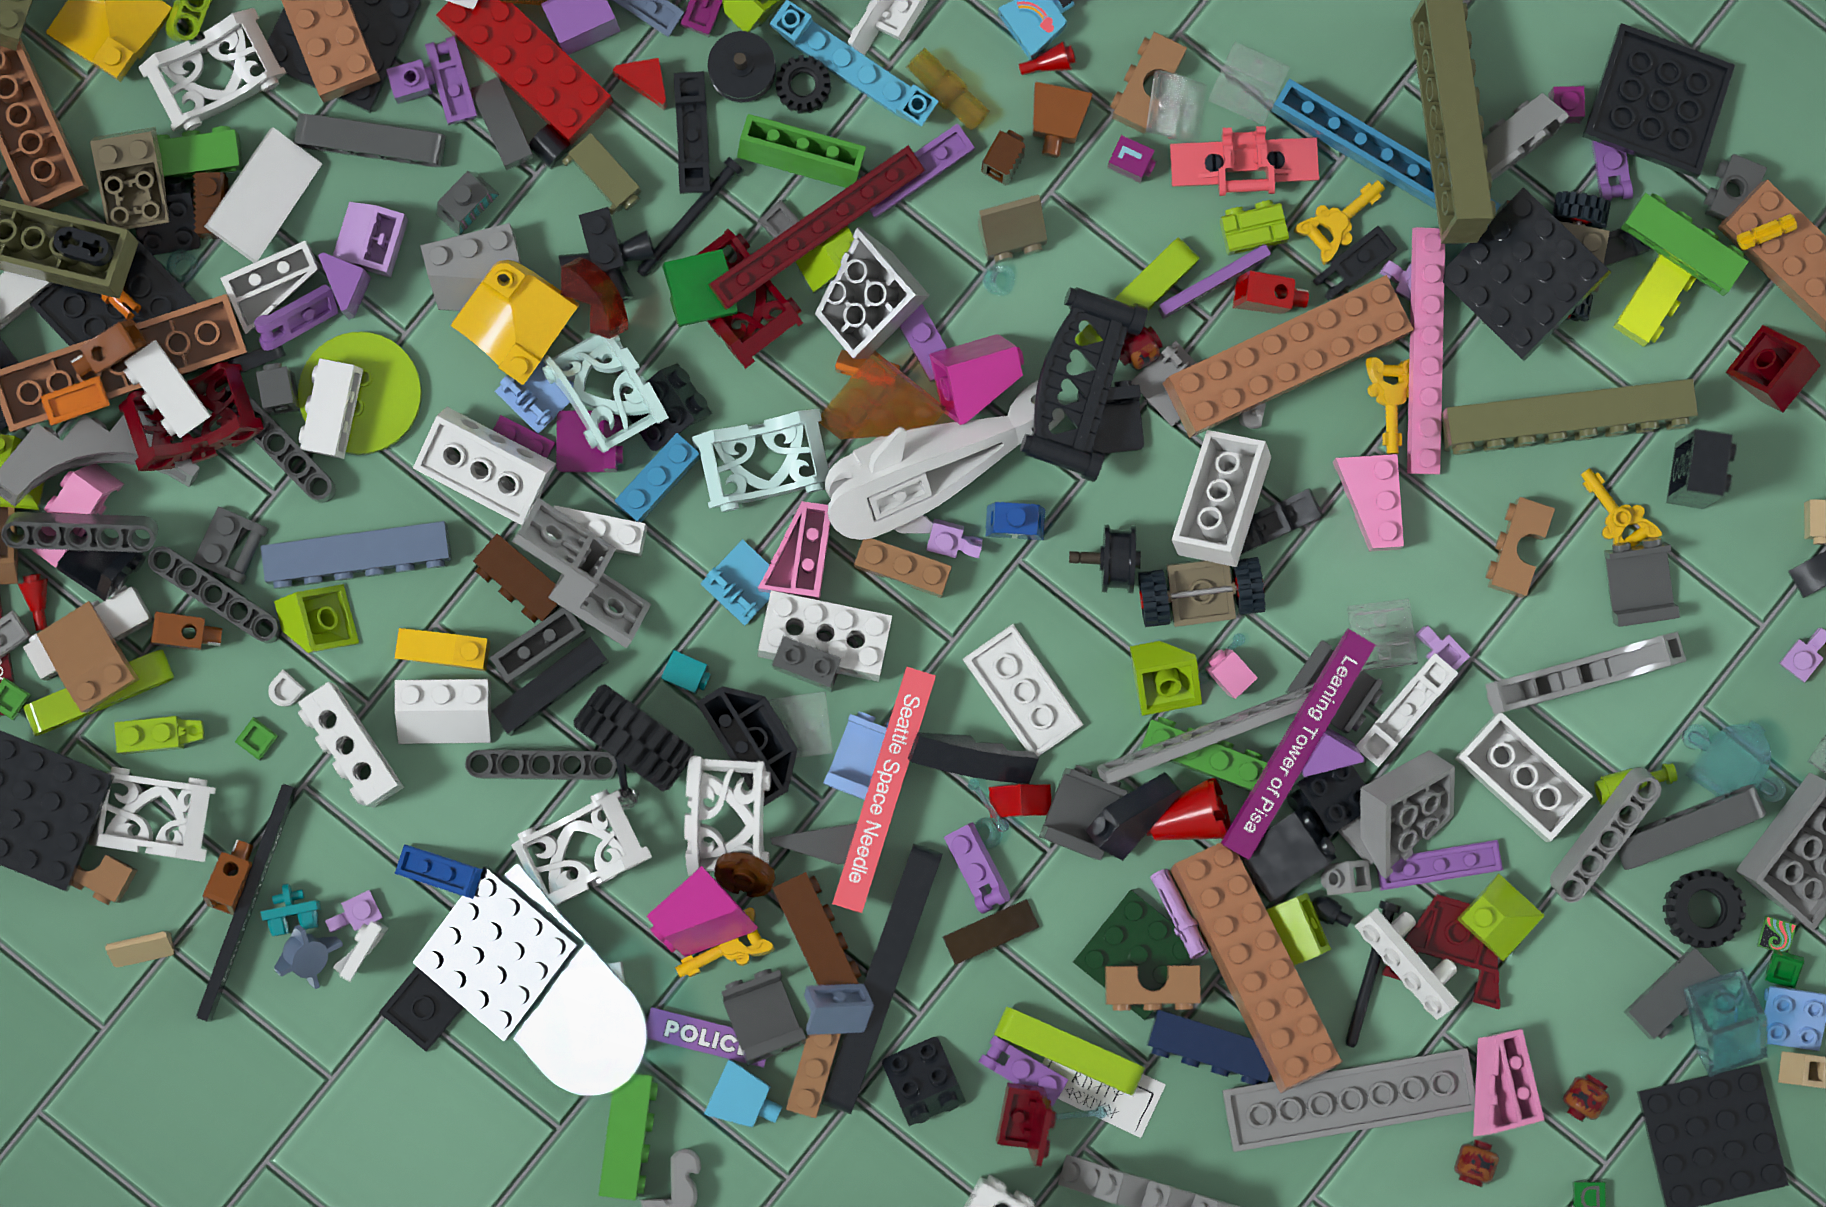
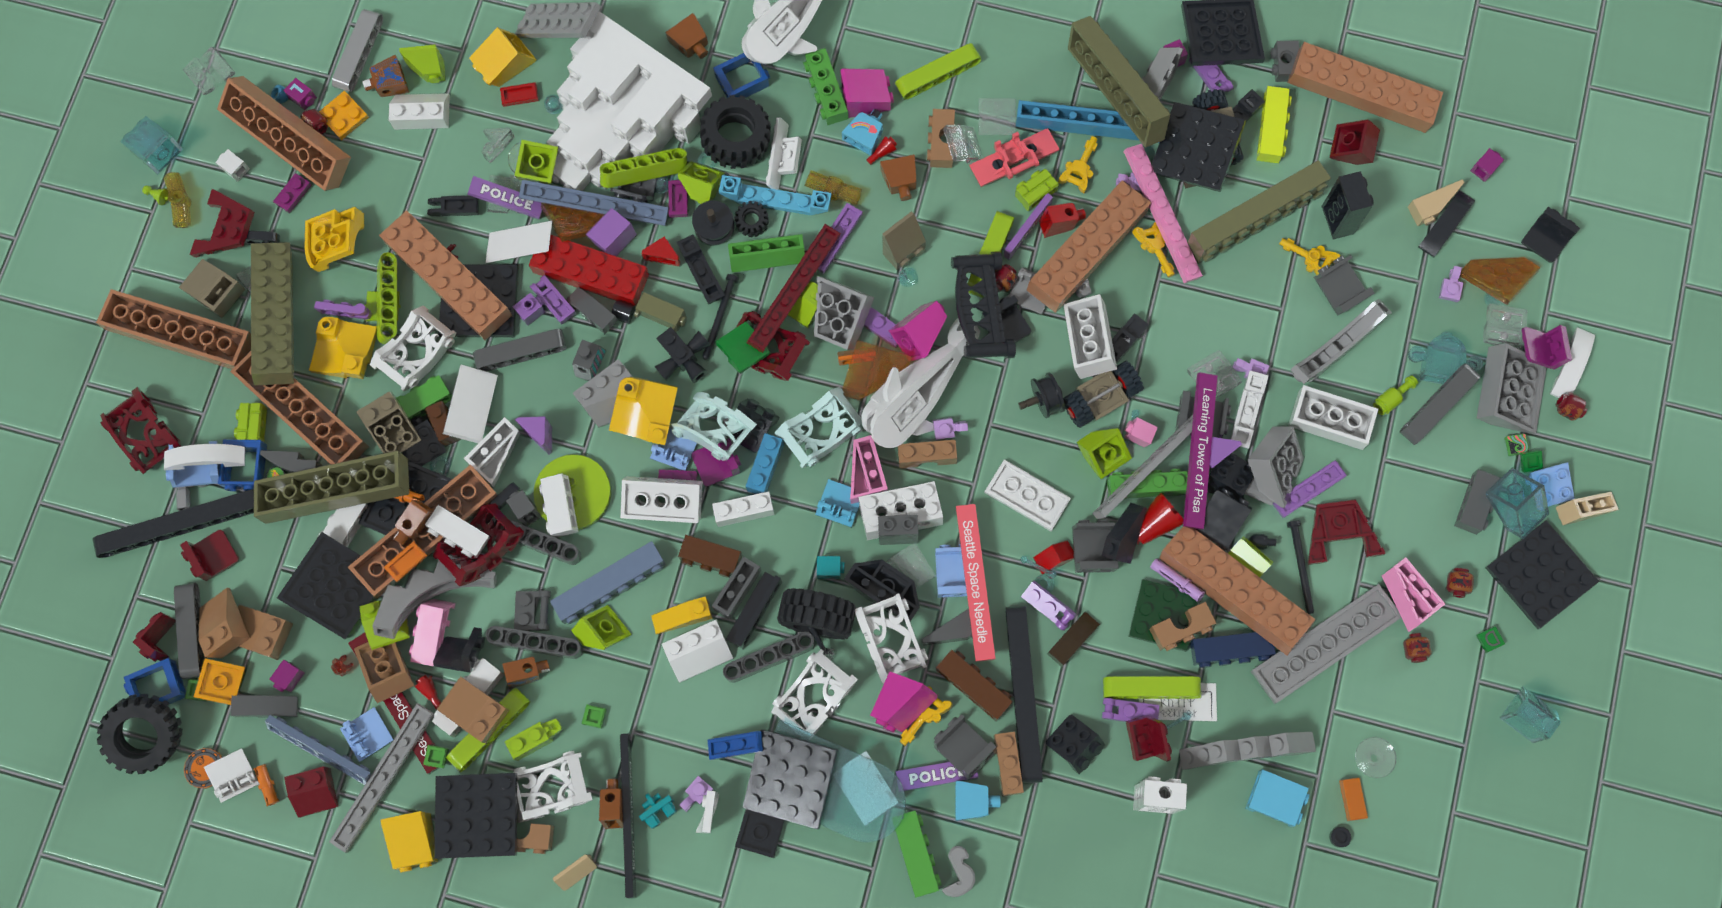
camera: 20 degrees left, 10 degrees down
(67, 540) = (432, 644): dark grey beam -> none
(85, 240) = (374, 467): black beam -> none
(285, 690) = (599, 680): white tile -> none
(296, 317) = (517, 463): medium lavender plate -> none
(306, 955) = (676, 831): sand blue piece -> none
(314, 713) = (627, 674): white brick -> none
(371, 237) = (543, 400): lavender slope -> none
(582, 560) = (746, 539): light grey bracket -> none
(591, 285) = (678, 371): clear red brick -> none
(744, 873) = (916, 666): reddish brown tile -> none
(778, 219) = (768, 296): flat silver tile -> none
(838, 1008) = (1007, 720): sand blue panel -> none
(973, 759) = (1017, 542): black slope -> none
(1004, 156) = (881, 208): reddish brown brick -> none
(1015, 521) = (978, 400): blue torso -> none
(1132, 159) = (952, 181): magenta brick -> none
(1339, 877) = (1262, 517): light grey brick -> none
(1357, 261) = (1101, 183): black hinge -> none
(1375, 498) = (1173, 302): bright pink wedge -> none
(1414, 973) = (1337, 556): white plate -> none
(1500, 917) = (1360, 501): lime slope -> none
(1509, 571) = (1267, 310): medium nougat arch -> none
(1605, 820) = (1400, 420): light grey beam -> none
(1685, 244) = (1276, 94): bright green brick -> none
(1730, 903) = (1478, 433): black tyre -> none
(1766, 232) = (1318, 66): yellow axle -> none

